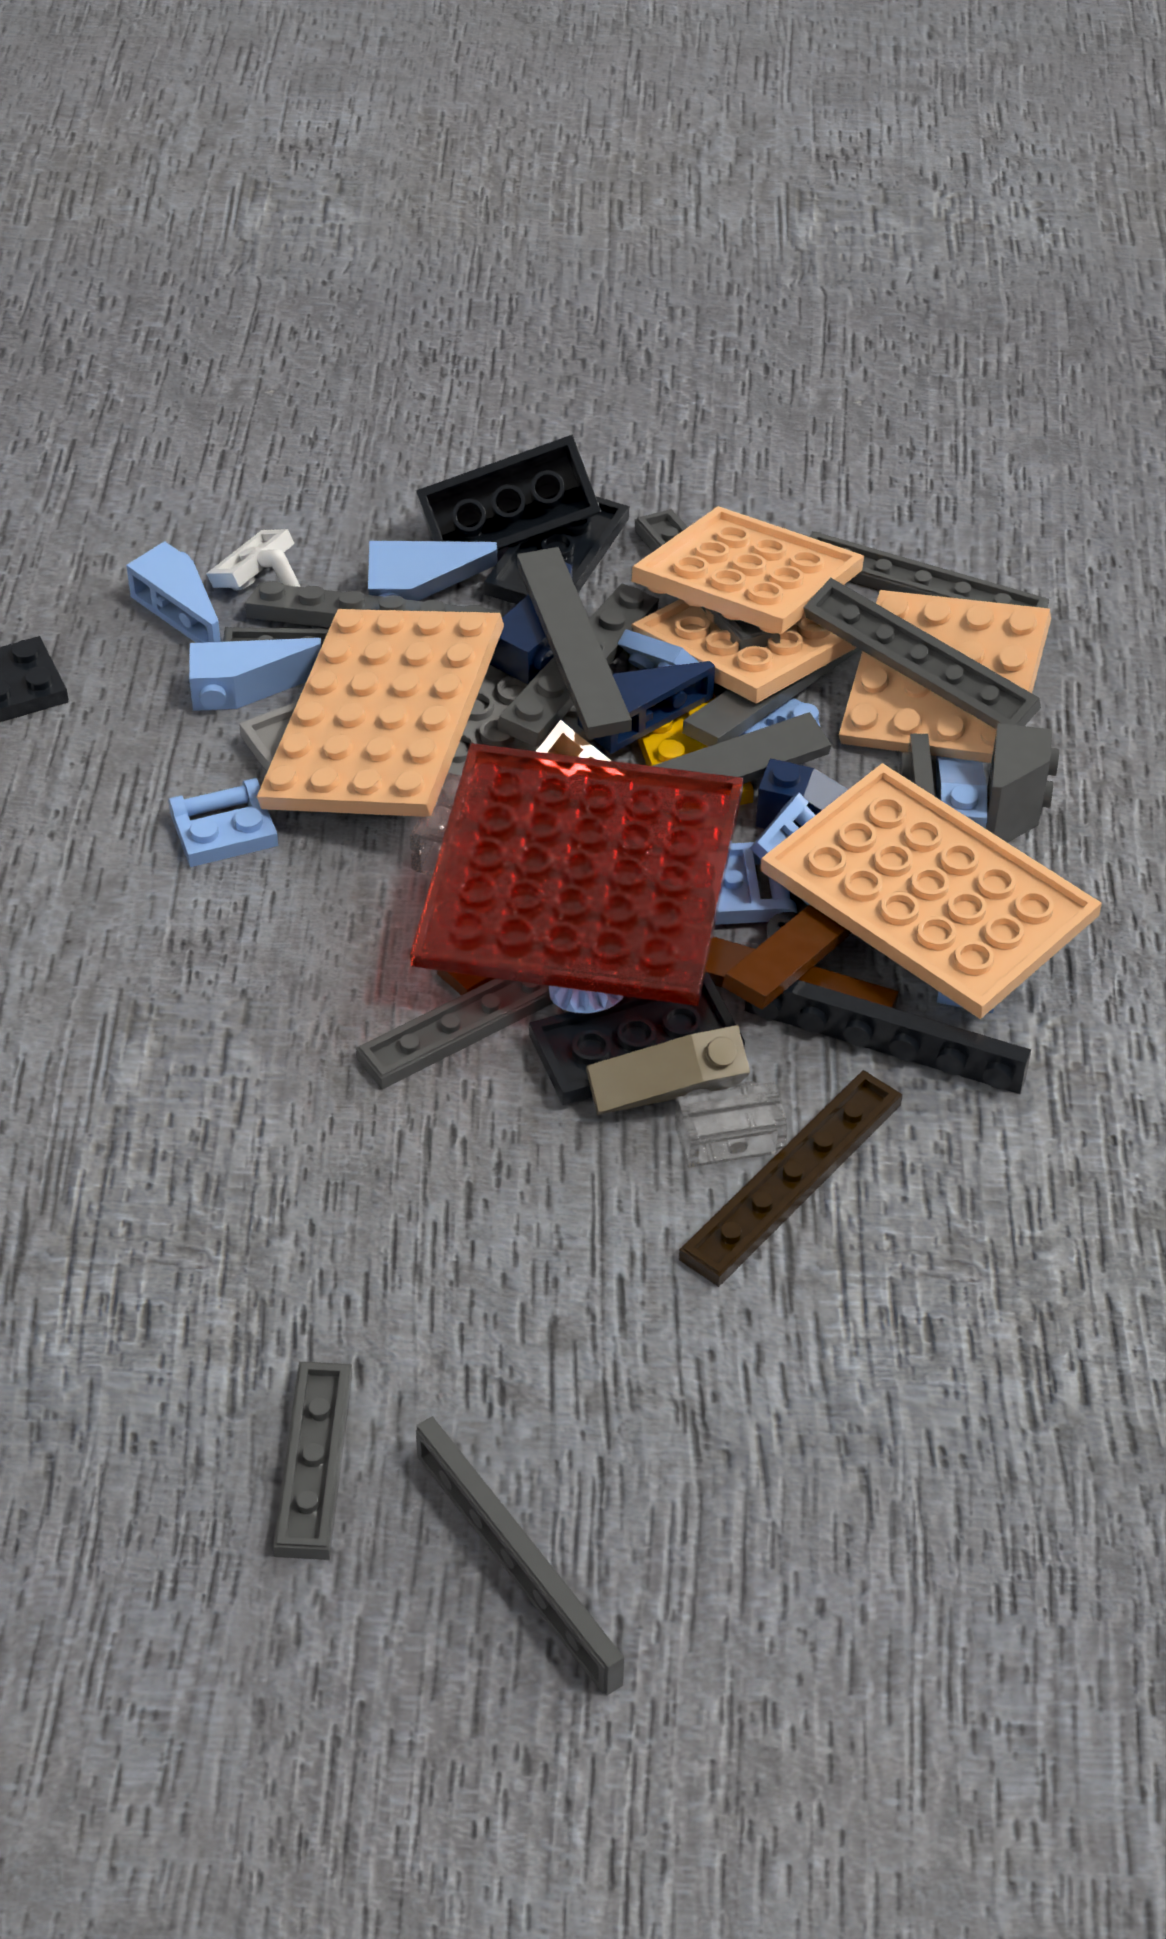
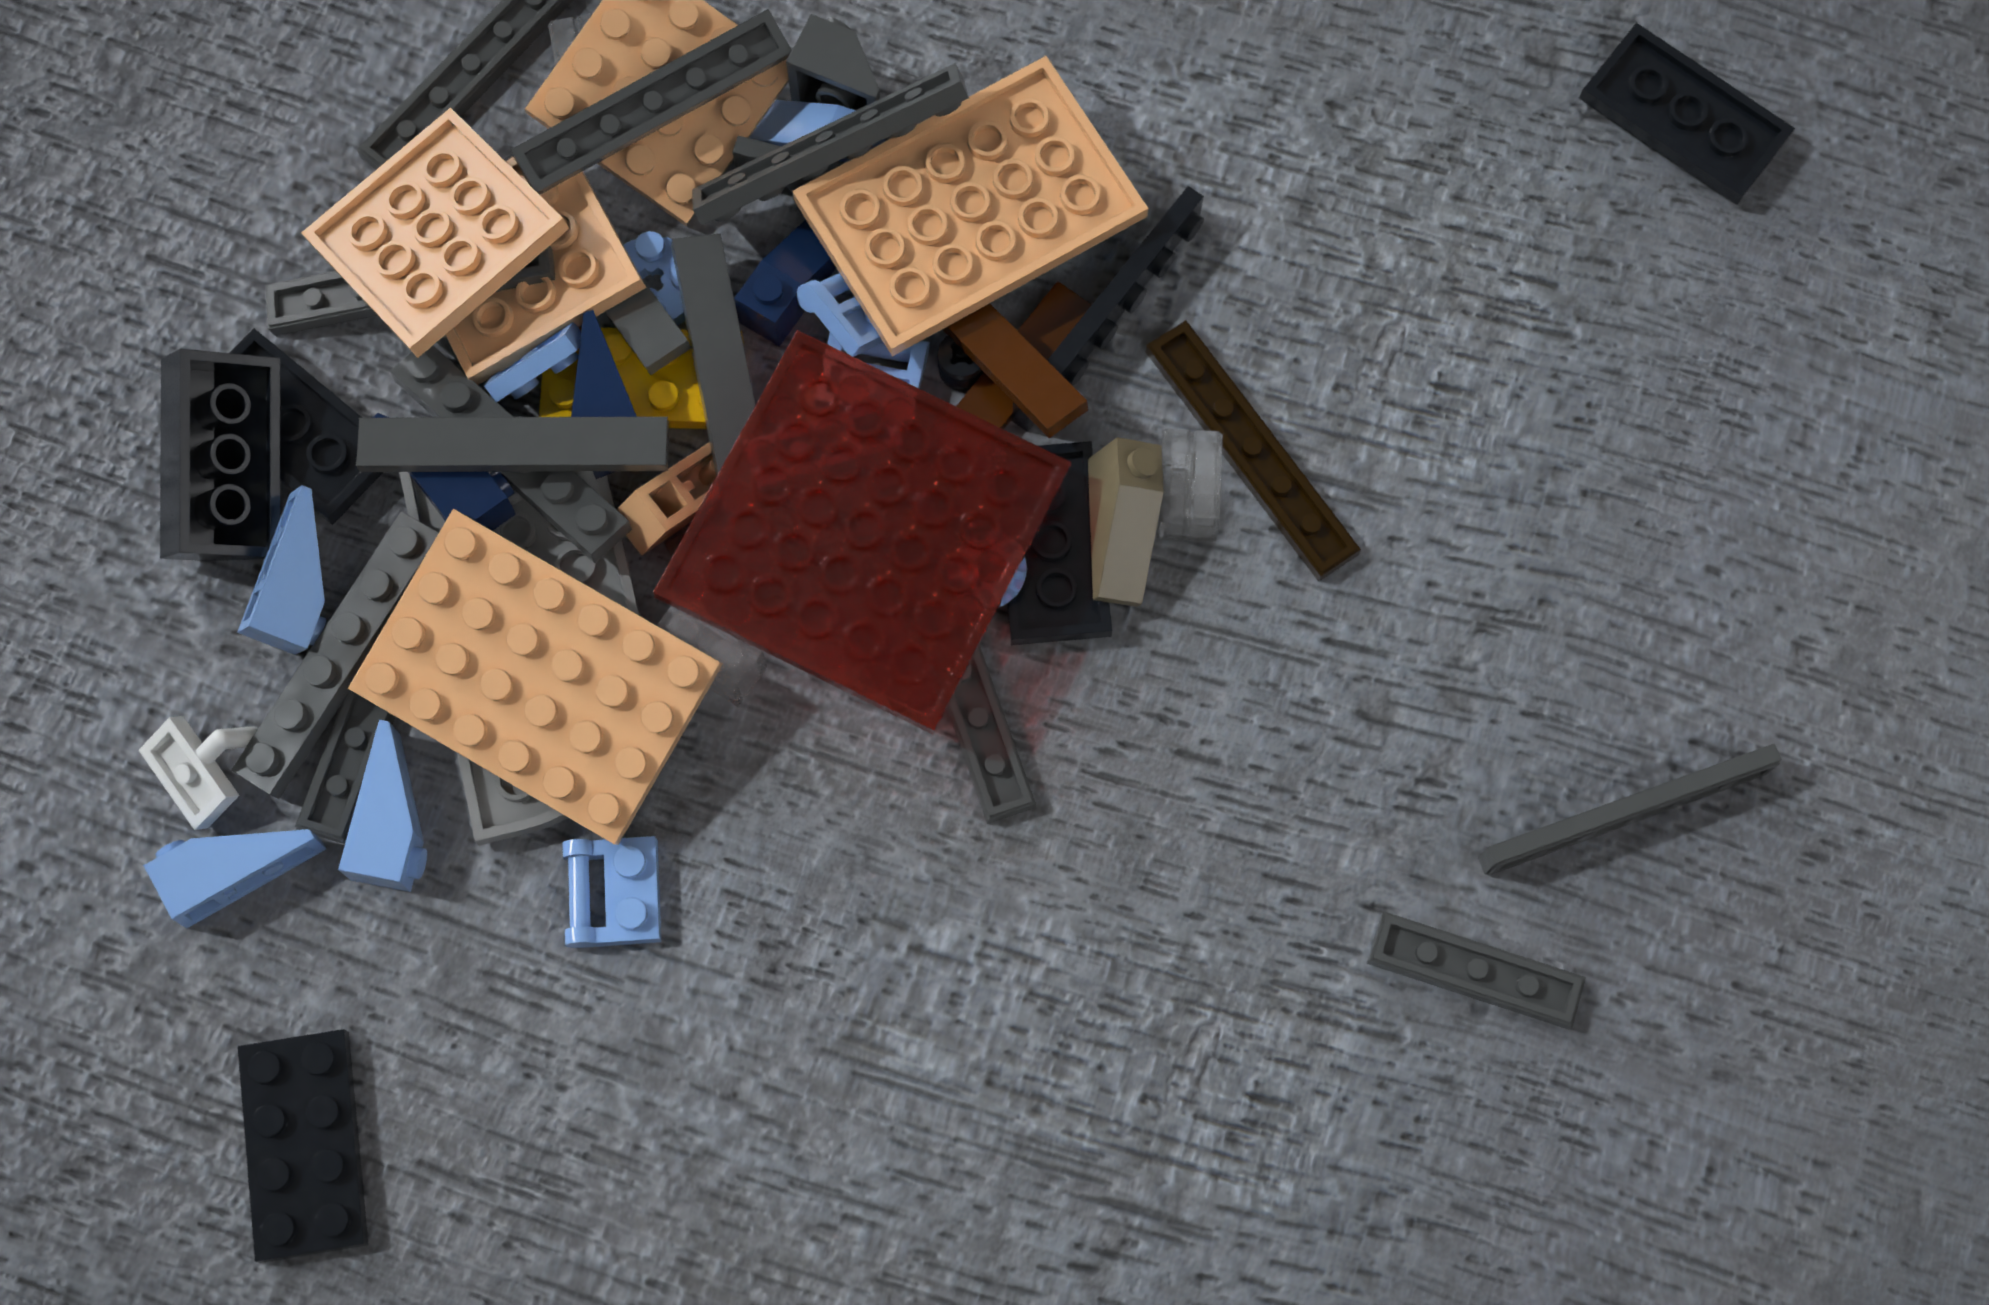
camera: 75 degrees left, 25 degrees up
(946, 781) = (814, 152): none -> dark grey plate

